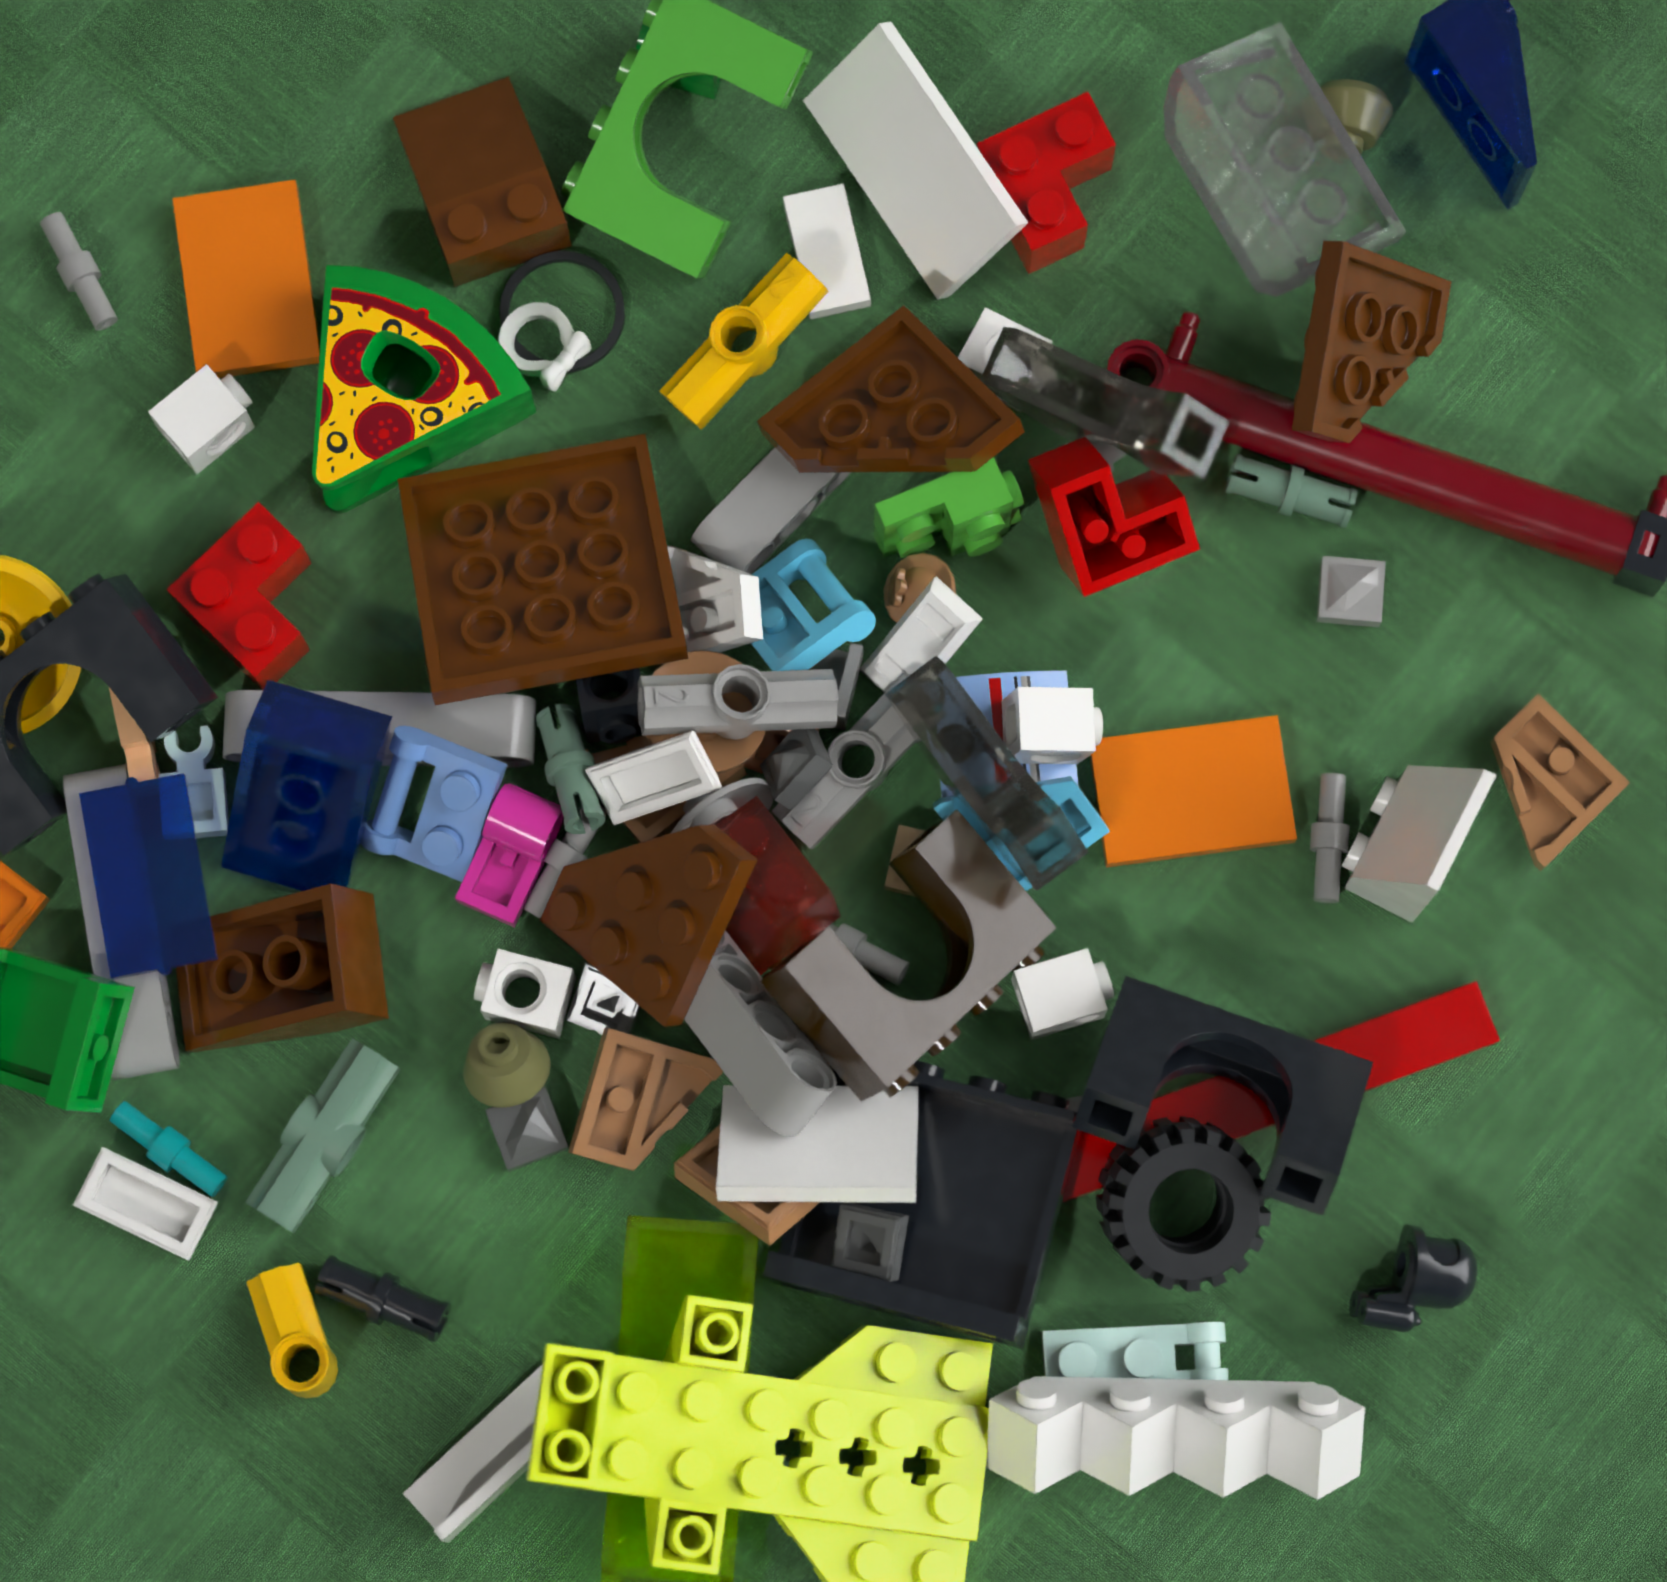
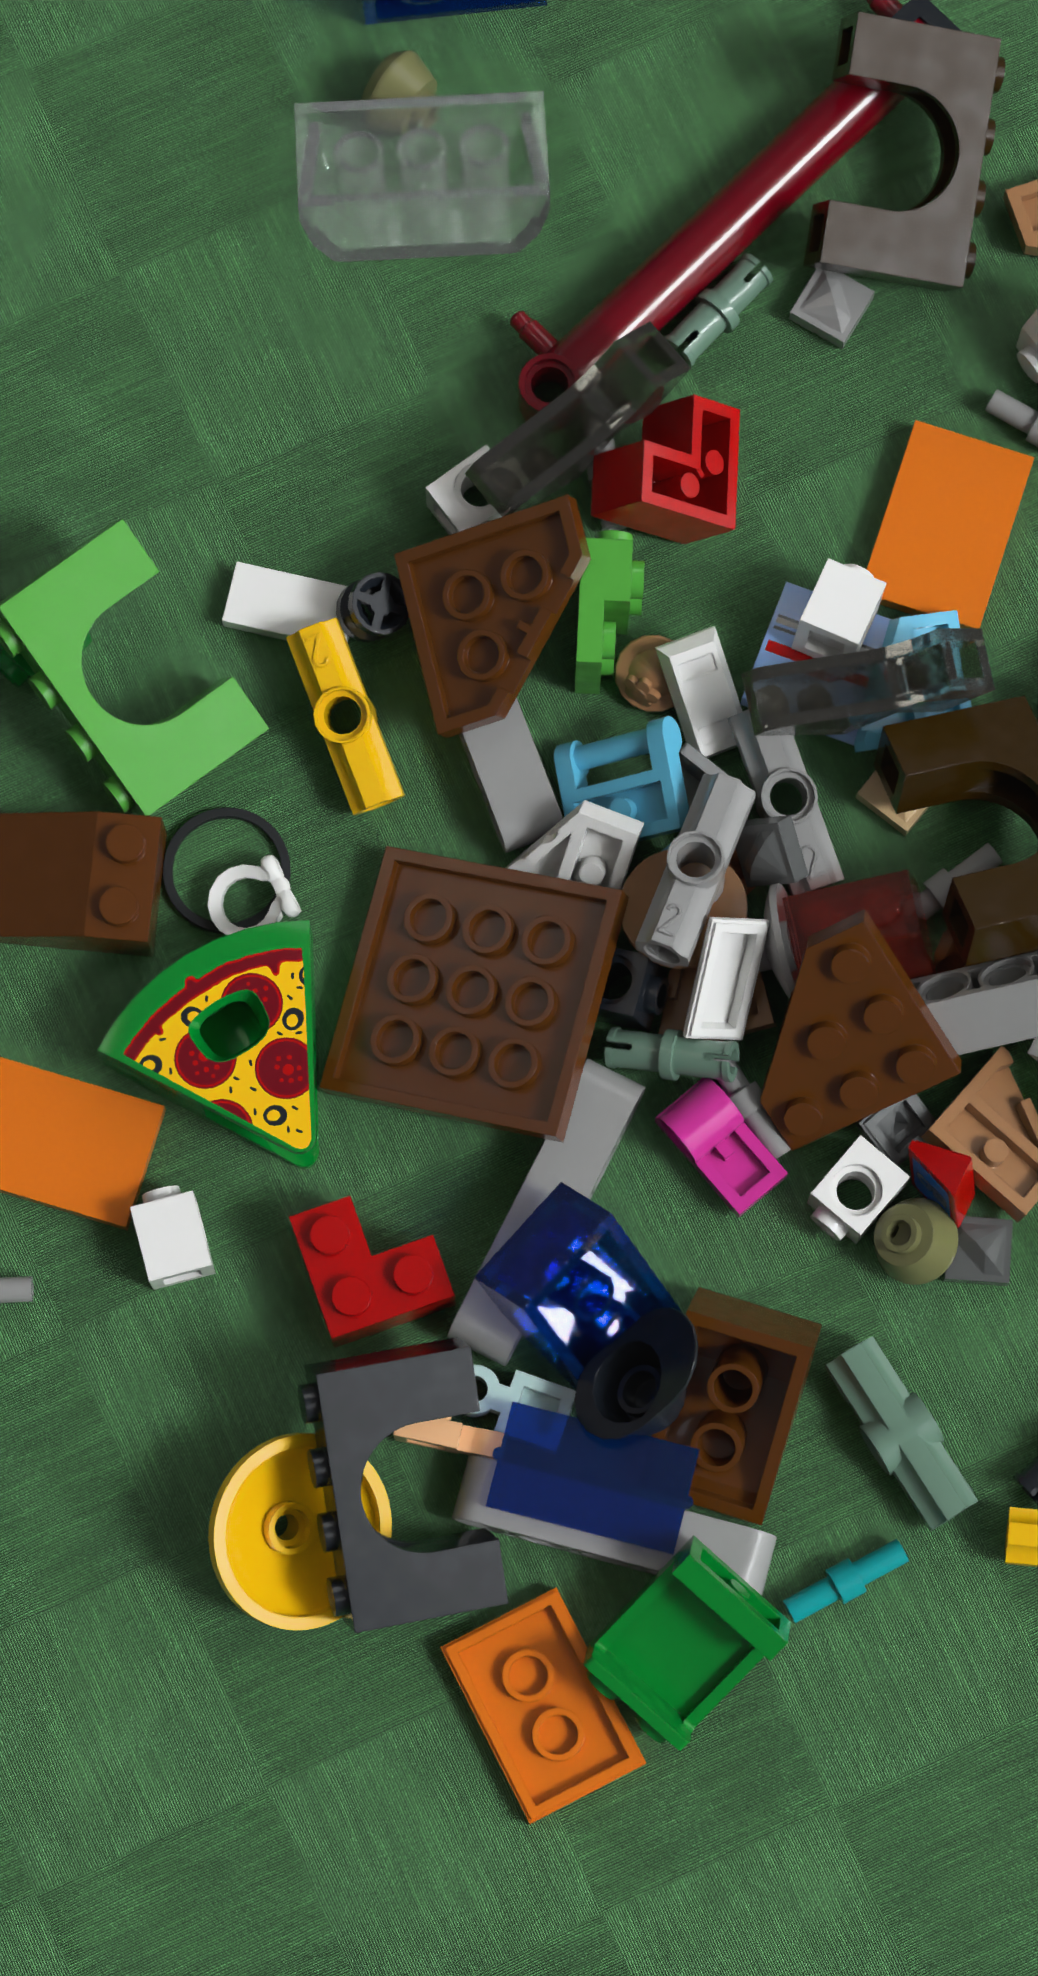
camera: 65 degrees left, 0 degrees up
(145, 1203) = (886, 1624): white tile -> none
(245, 869) = (639, 1377): none -> black piece
(453, 808) = (658, 1175): medium blue plate -> none
(572, 1067) = (943, 1177): none -> red slope
(856, 318) = (385, 602): none -> black wheel
(915, 161) = (254, 485): white tile -> none
(1038, 168) = (322, 396): red brick -> none
(1362, 336) = (607, 159): reddish brown plate -> none
(1608, 592) = (954, 83): none -> arch

